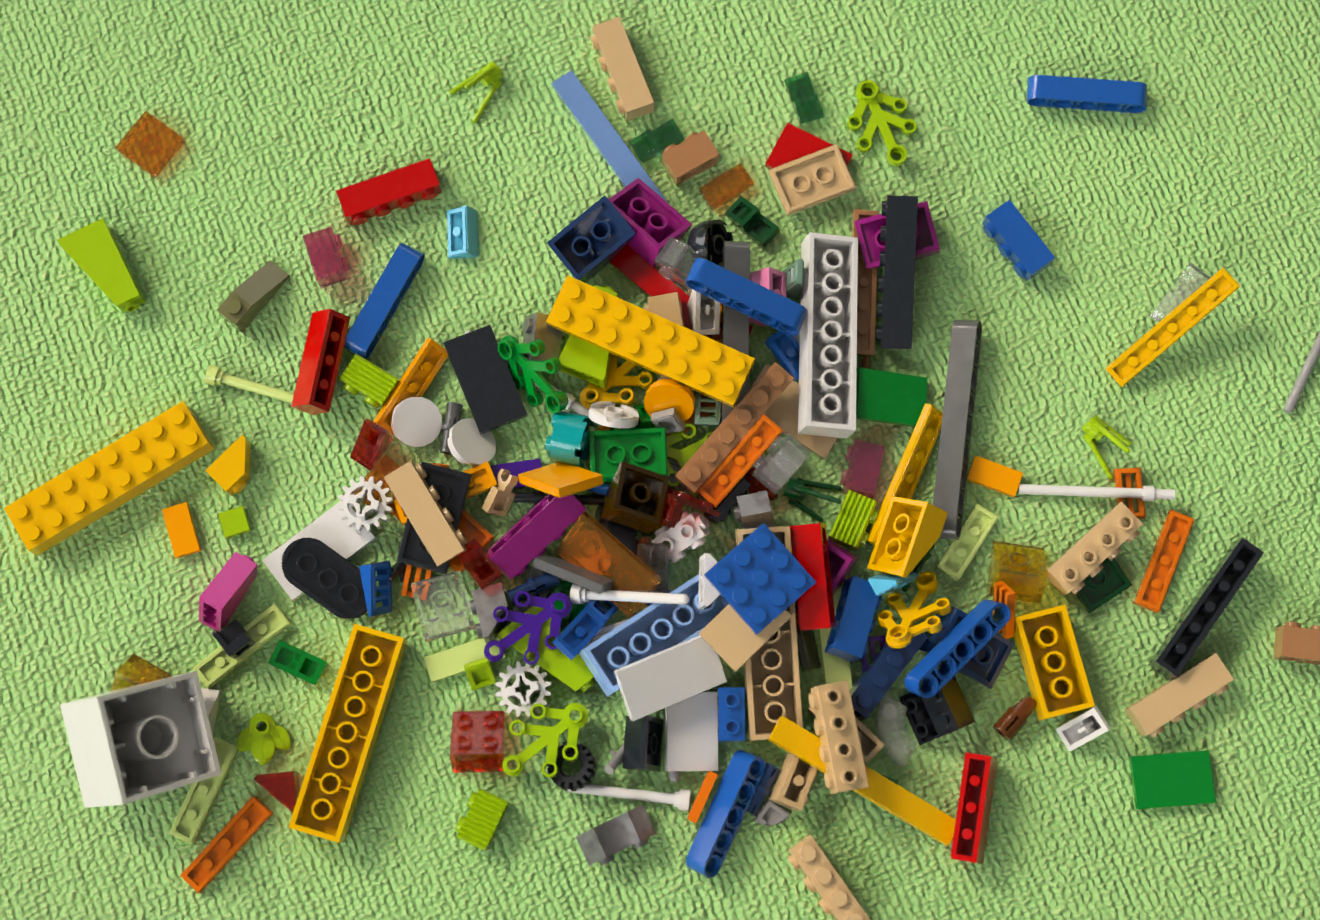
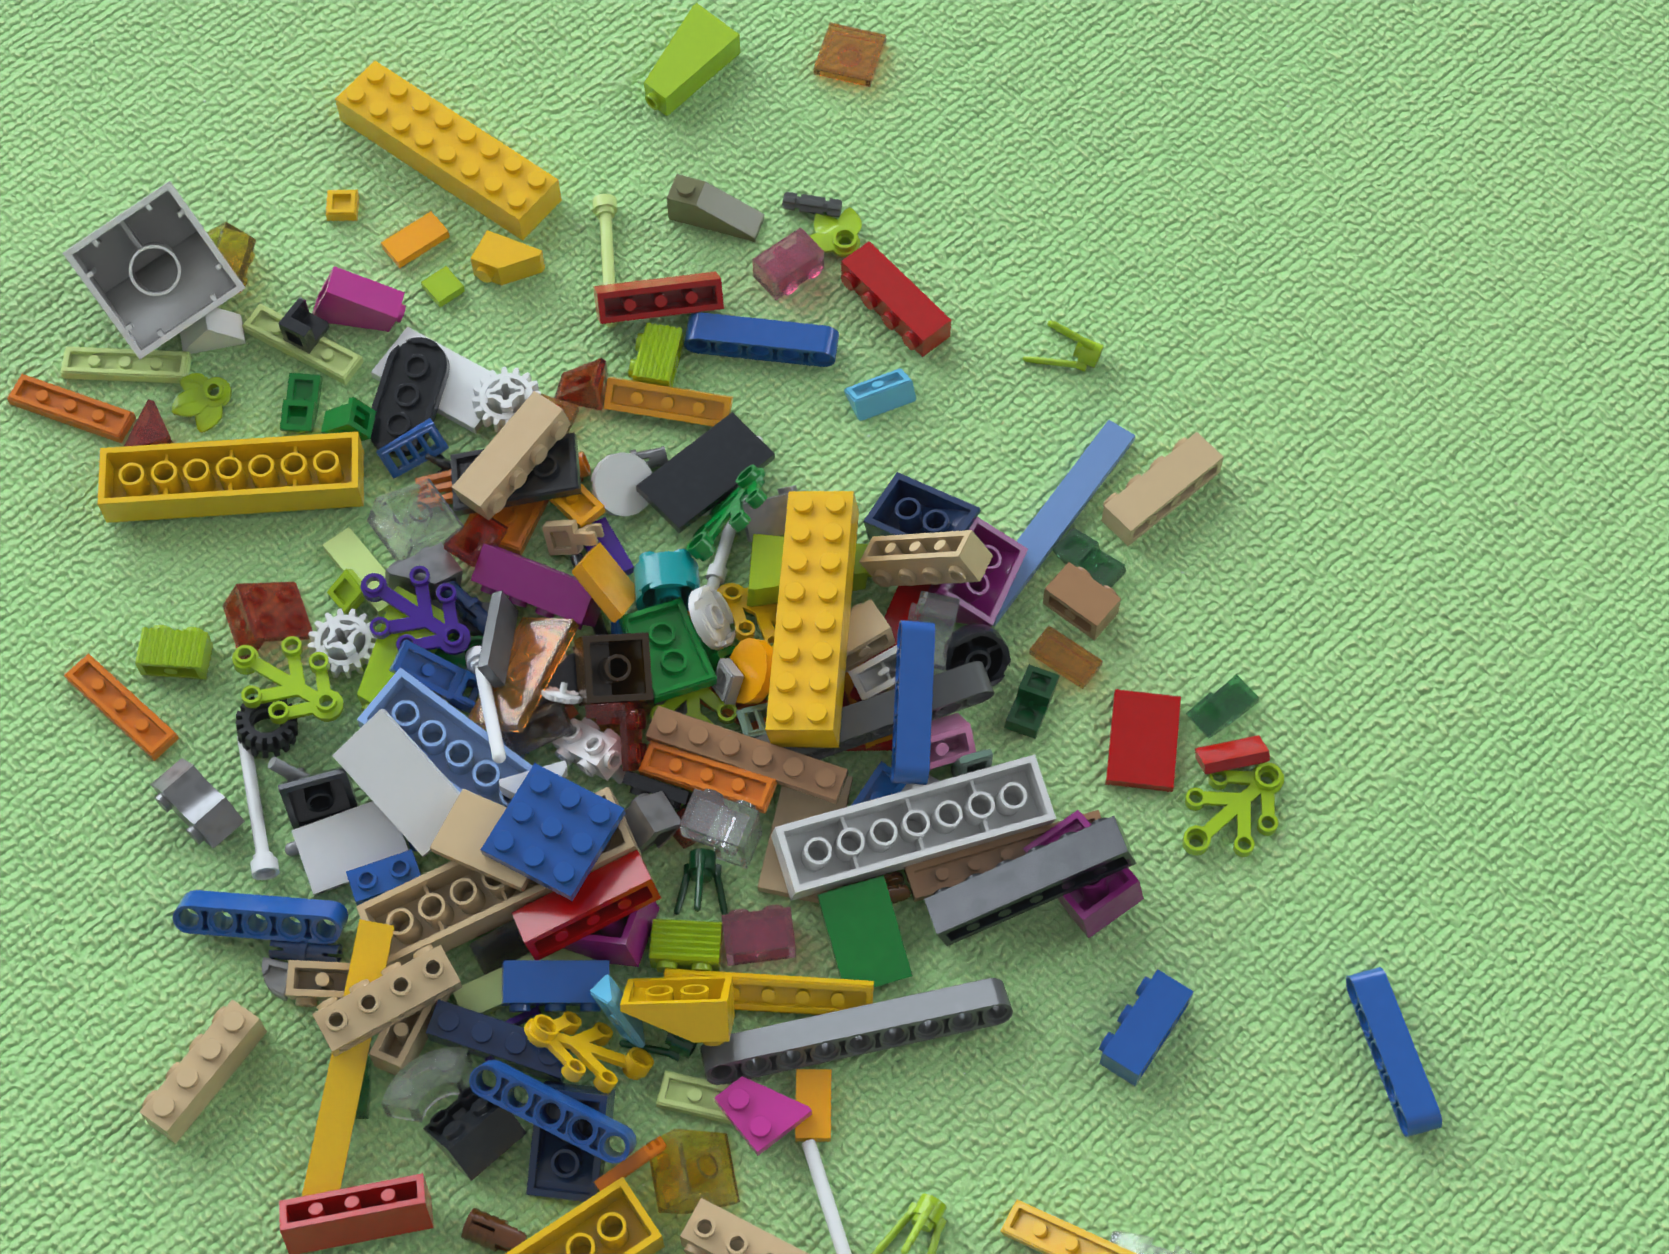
camera: 70 degrees right, 15 degrees down
(123, 577) = (342, 205): none -> yellow tile
(277, 221) = (812, 204): none -> dark grey axle
(308, 215) = (833, 232): none -> lime plate
(335, 629) = (350, 418): none -> green brick
(416, 421) = (627, 420): white tile -> none
(509, 872) = (121, 707): none -> orange tile
(636, 246) = (926, 558): none -> tan brick
(642, 540) = (562, 695): none -> white plant
(702, 797) = (273, 884): orange tile -> none
(812, 180) = (1115, 748): tan tile -> none
(843, 106) = (1232, 754): none -> red tile
(992, 512) = (760, 1112): none -> dark pink wing

